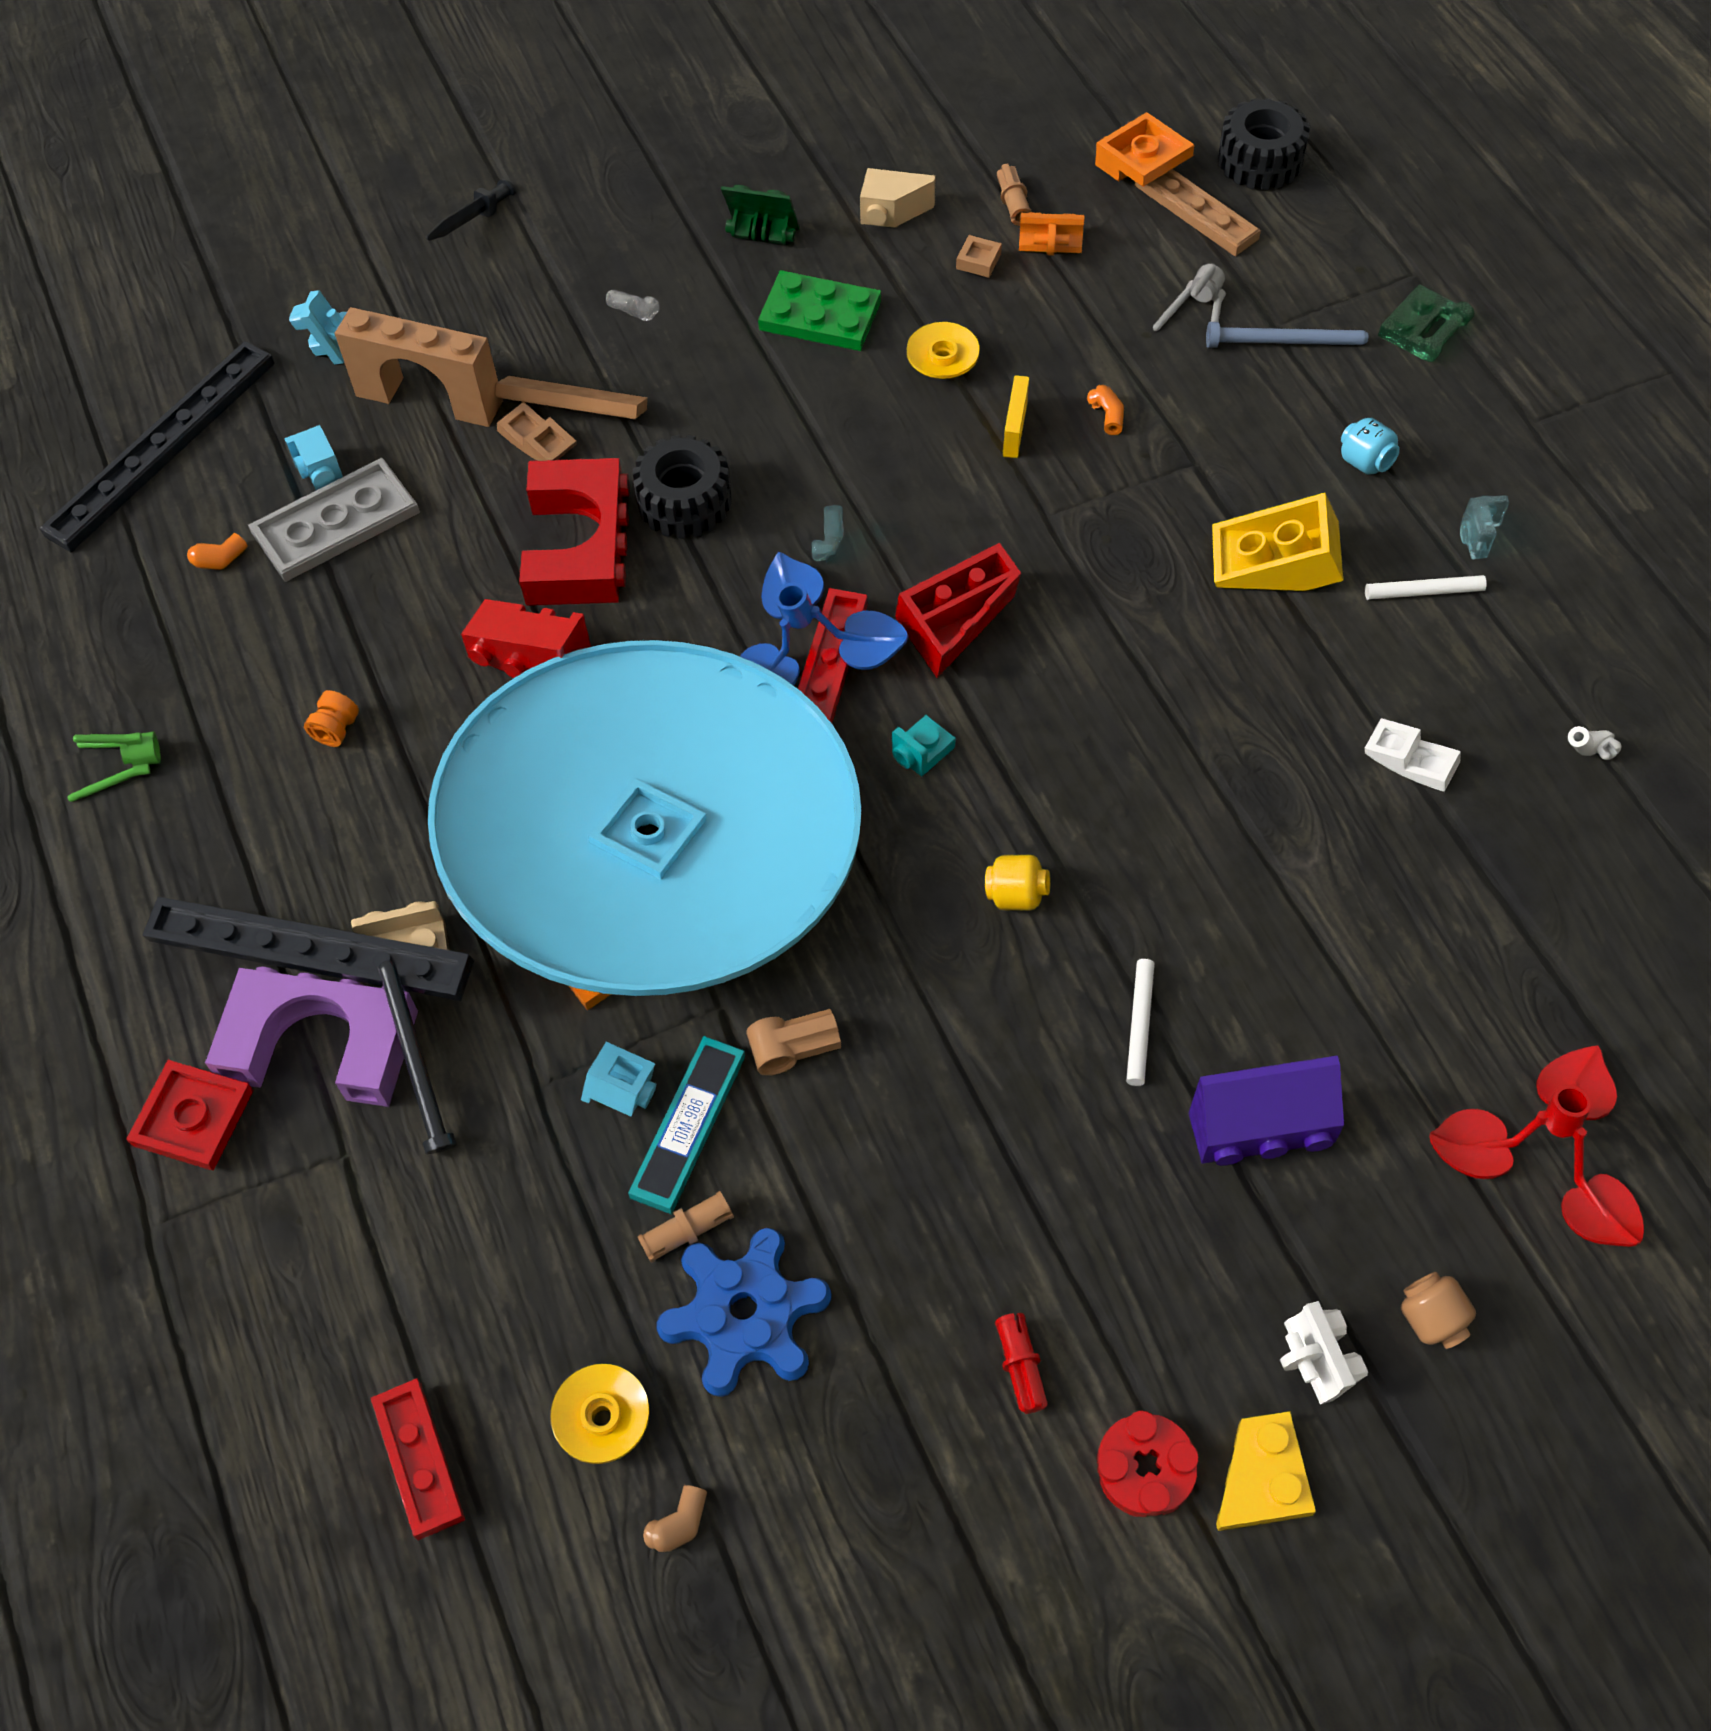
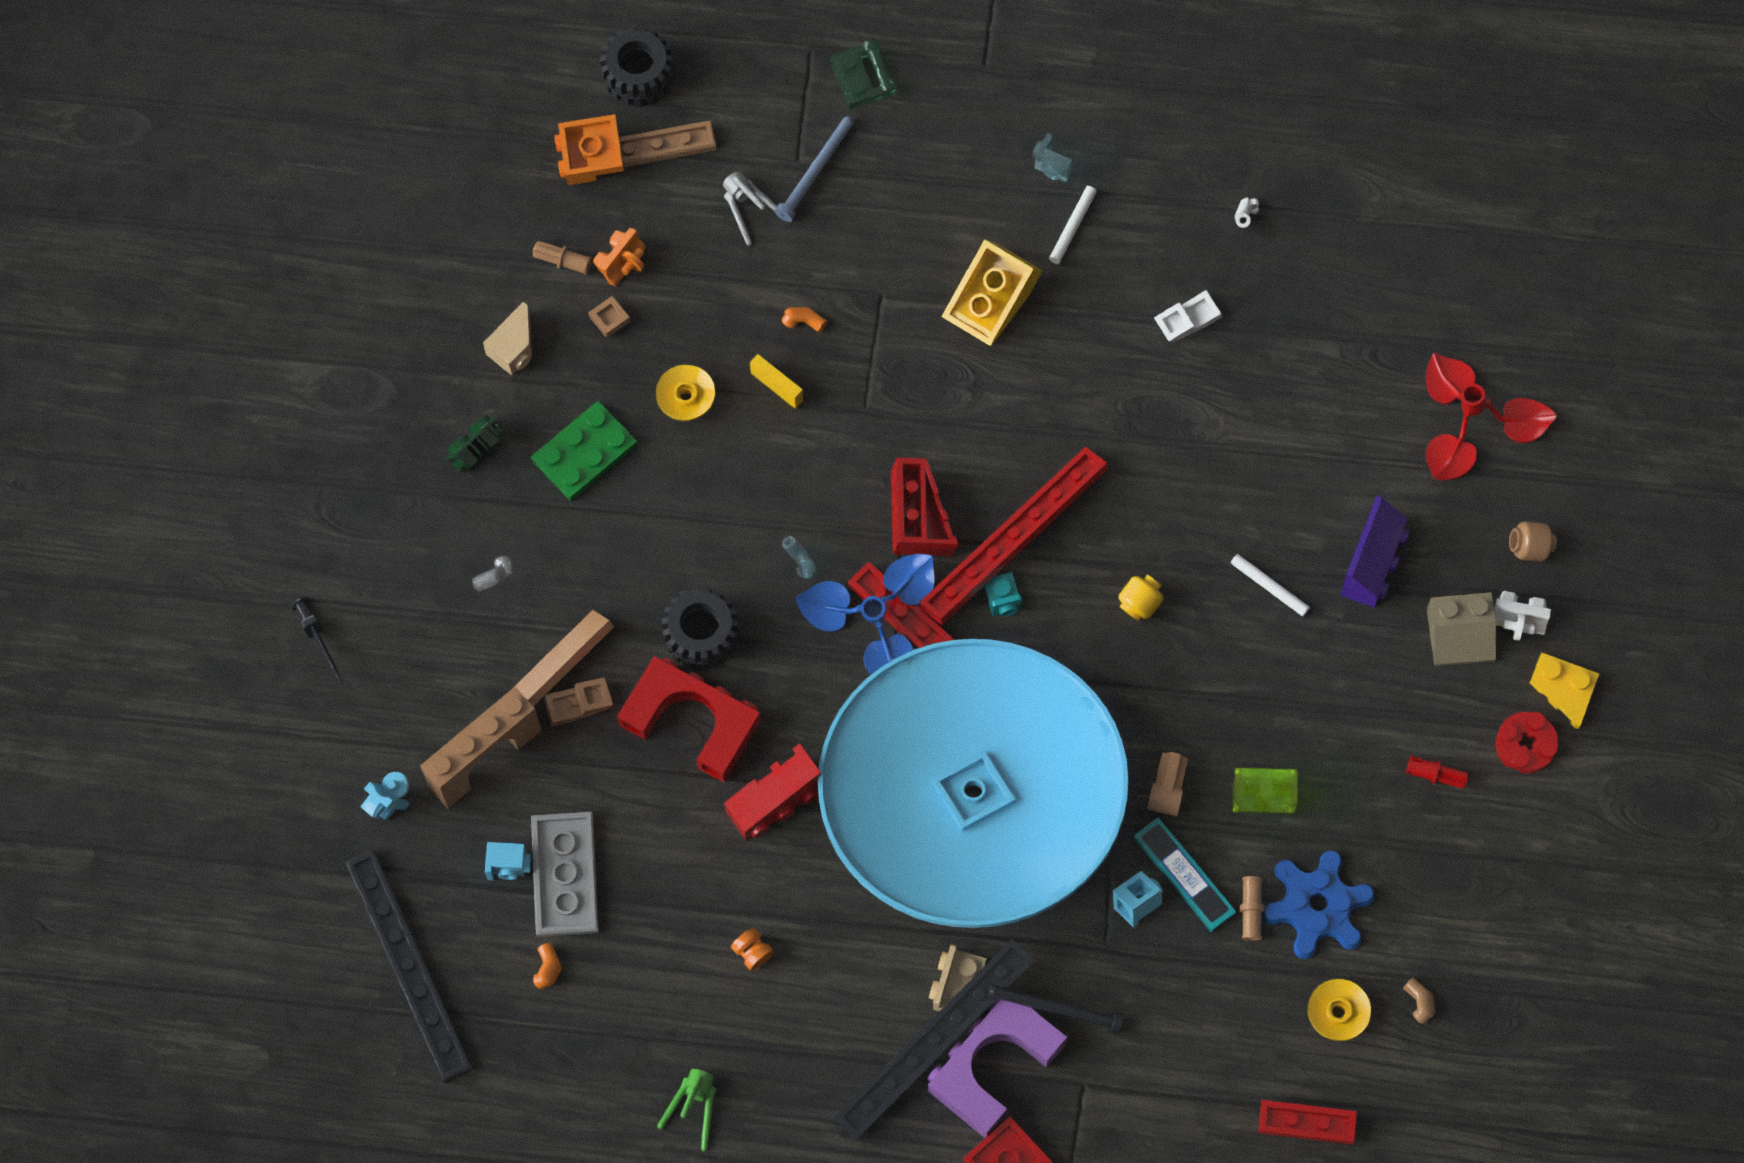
camera: 60 degrees left, 10 degrees up
(839, 1136) = (1265, 790): none -> clear neon green window
(1000, 713) = (1013, 535): none -> red plate
(1246, 1284) = (1462, 629): none -> dark tan slope
(1369, 446) = (949, 183): medium azure head -> none

